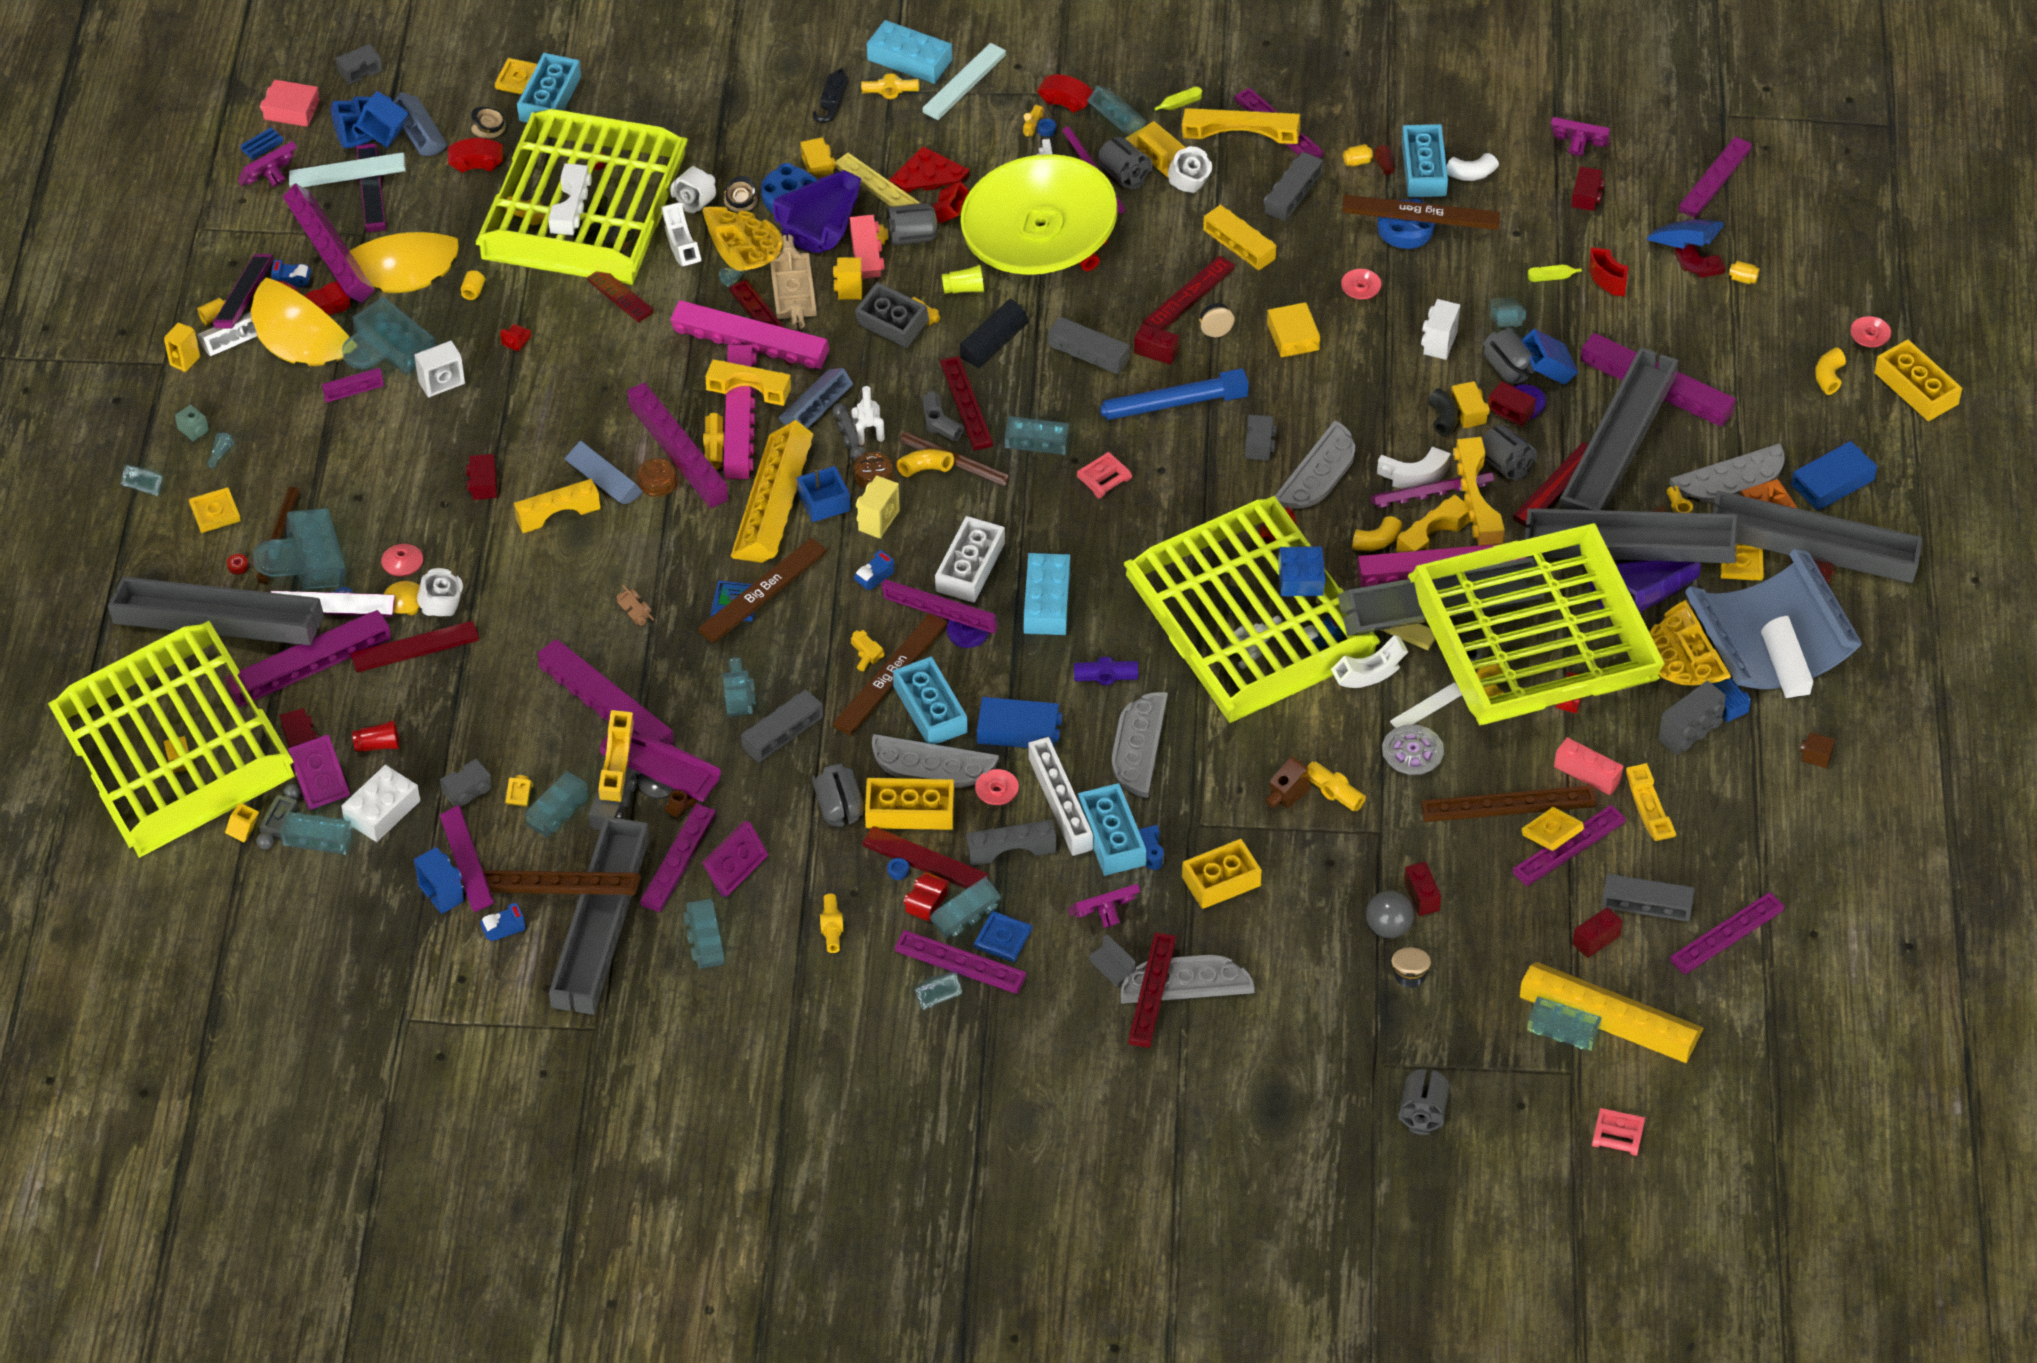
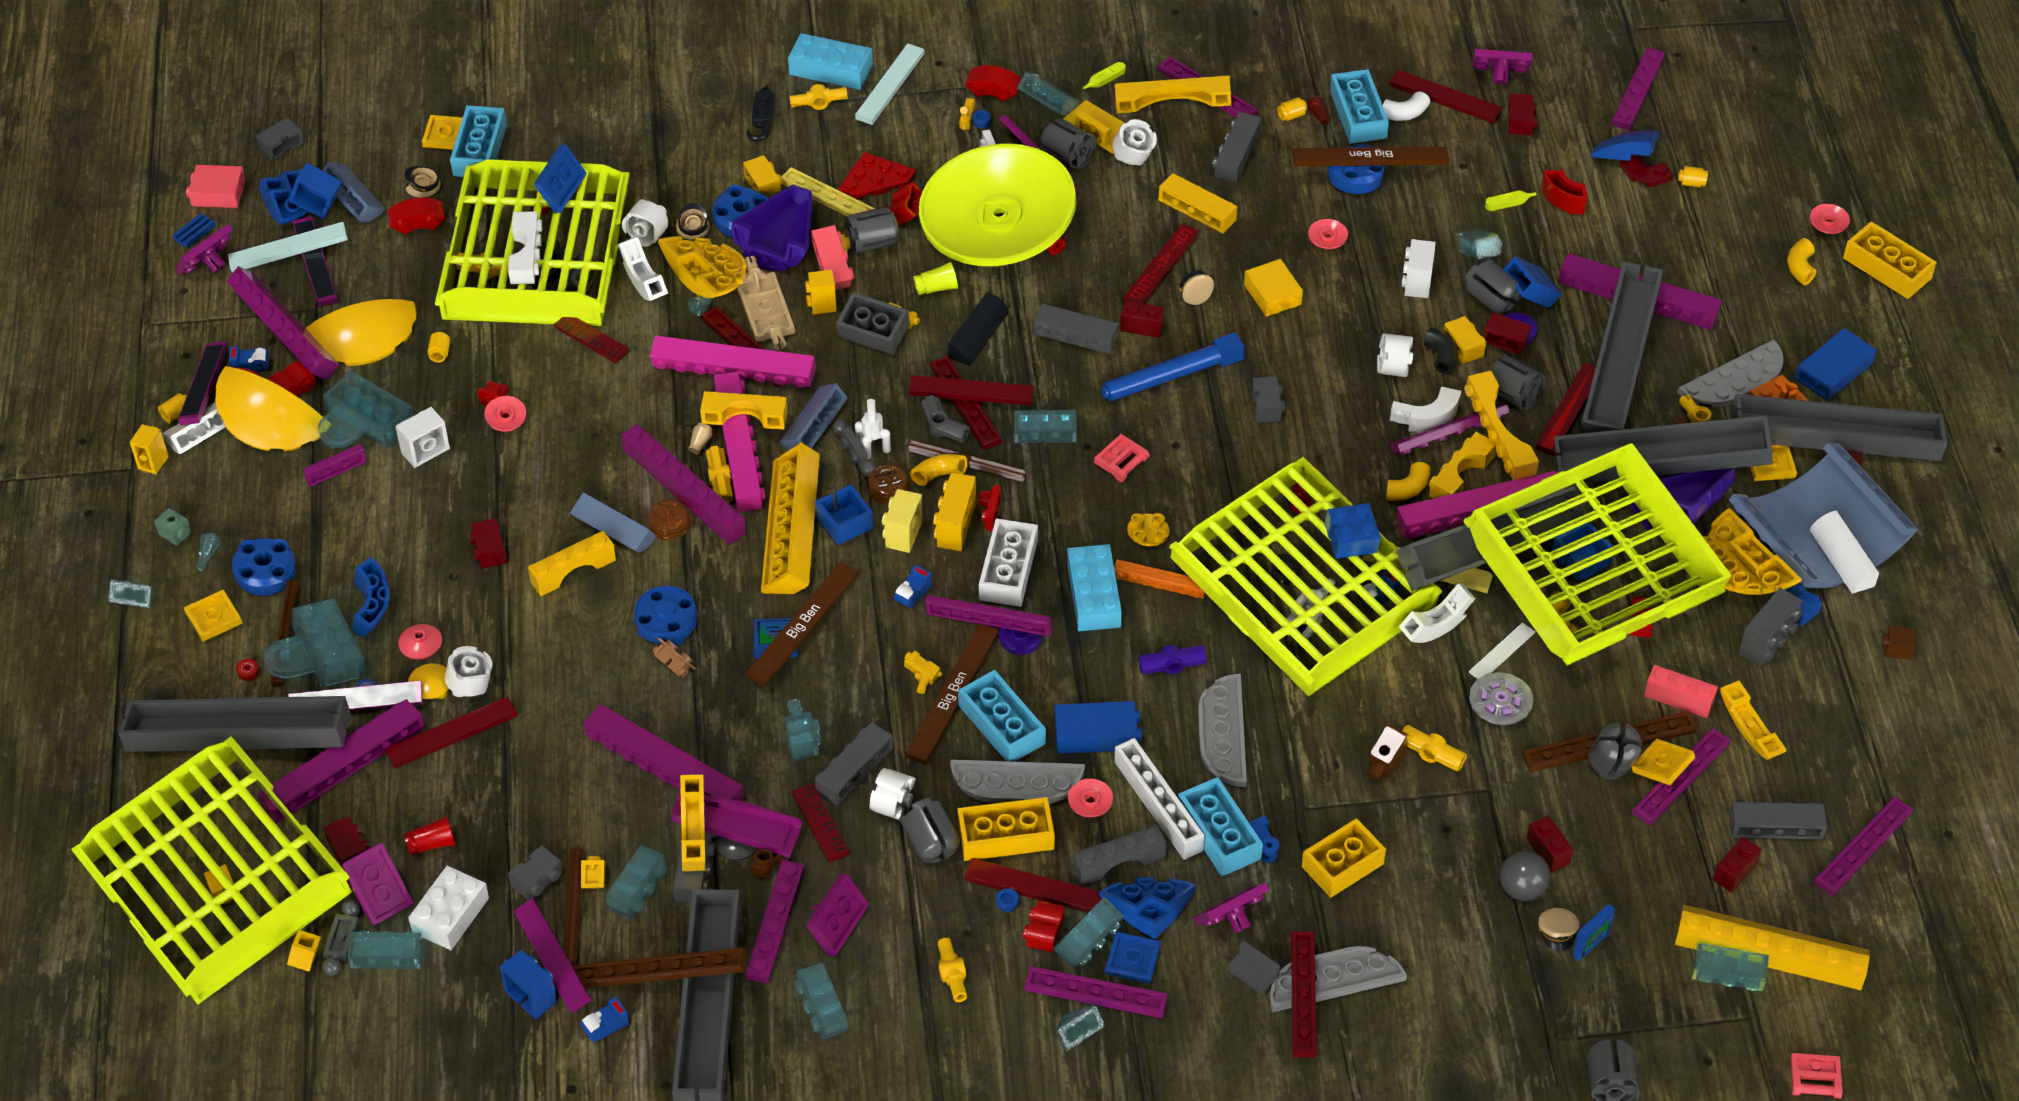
camera: 10 degrees left, 0 degrees up
(269, 470) = (263, 565): none -> blue piece
(368, 503) = (375, 589): none -> blue brick
(495, 817) = (573, 904): none -> reddish brown axle
(522, 350) = (502, 407): none -> coral dish
(616, 136) = (560, 178): none -> blue plate
(635, 564) = (665, 614): none -> blue piece
(703, 403) = (700, 436): none -> tan cone
(739, 775) = (820, 823): none -> dark red tile
(809, 756) = (892, 793): none -> white brick
(930, 505) = (955, 511): none -> yellow brick
(968, 501) = (991, 500): none -> red hinge
(973, 391) = (971, 390): none -> dark red tile
(1029, 890) = (1150, 904): none -> blue brick
(1109, 593) = (1157, 578): none -> orange piece
(1113, 546) = (1148, 529): none -> yellow dish
(1319, 469) = (1334, 423): light grey plate -> none
(1395, 410) = (1394, 355): none -> white brick
(1440, 973) = (1593, 932): none -> blue tile
(1499, 804) = (1615, 750): none -> dark grey cylinder
(1518, 161) = (1447, 96): none -> dark red tile
(1529, 621) = (1584, 552): none -> blue piece

